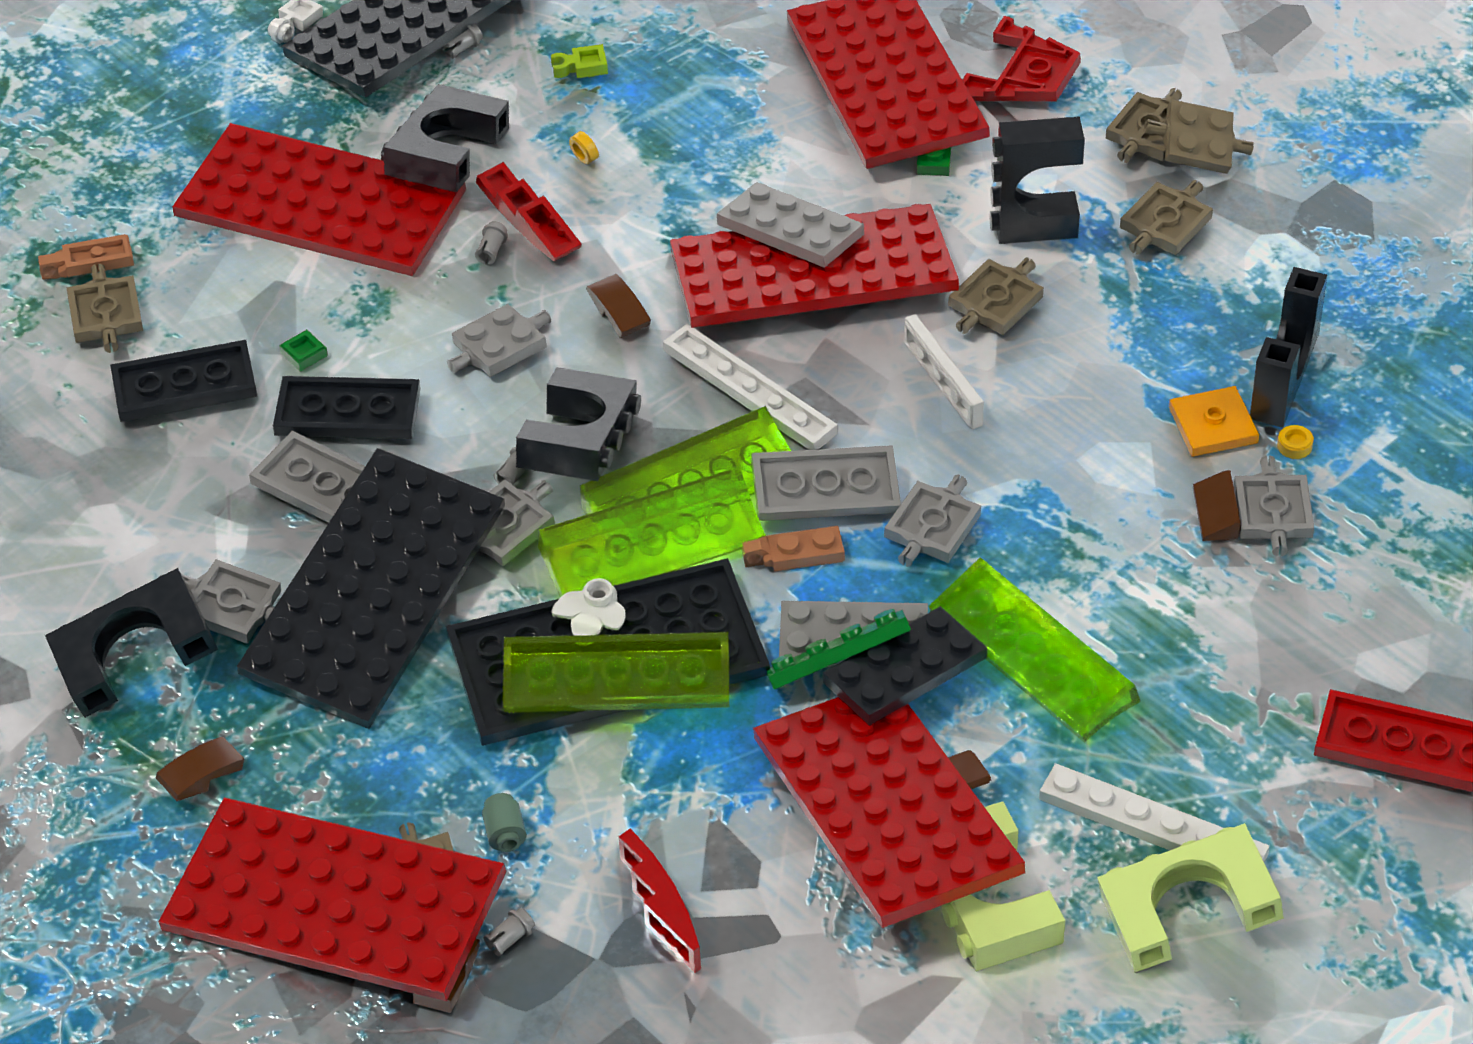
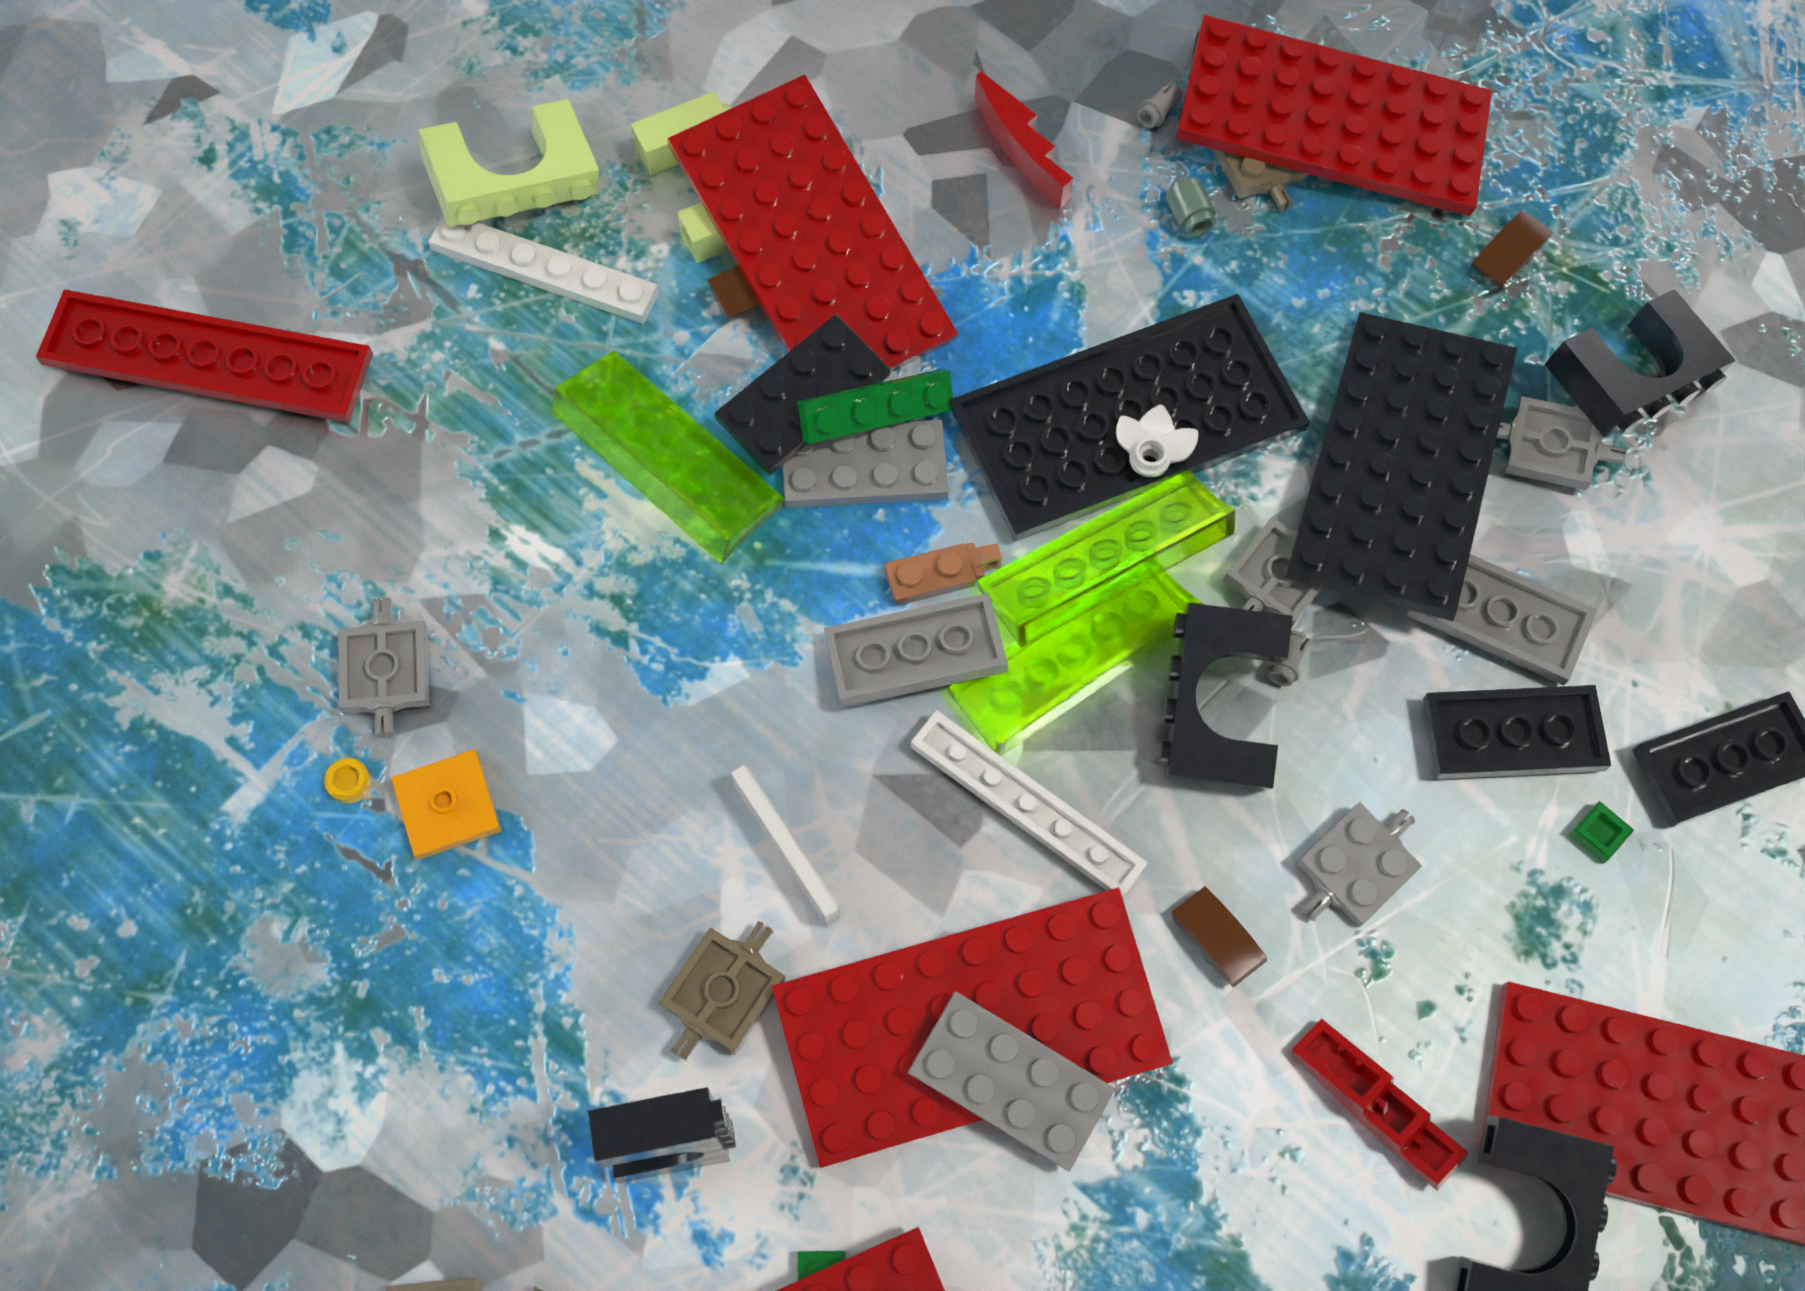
camera: 170 degrees right, 20 degrees up
(493, 236) = (1414, 1039): light grey pin -> none
(583, 147) = (1331, 1242): yellow tile -> none
(616, 672) = (1112, 364): clear neon green arch -> none
(932, 521) = (785, 614): light grey plate -> none
(1166, 218) = (486, 1166): dark tan plate -> none
(1217, 507) = (451, 666): reddish brown slope -> none
(1286, 357) = (362, 828): black arch -> none

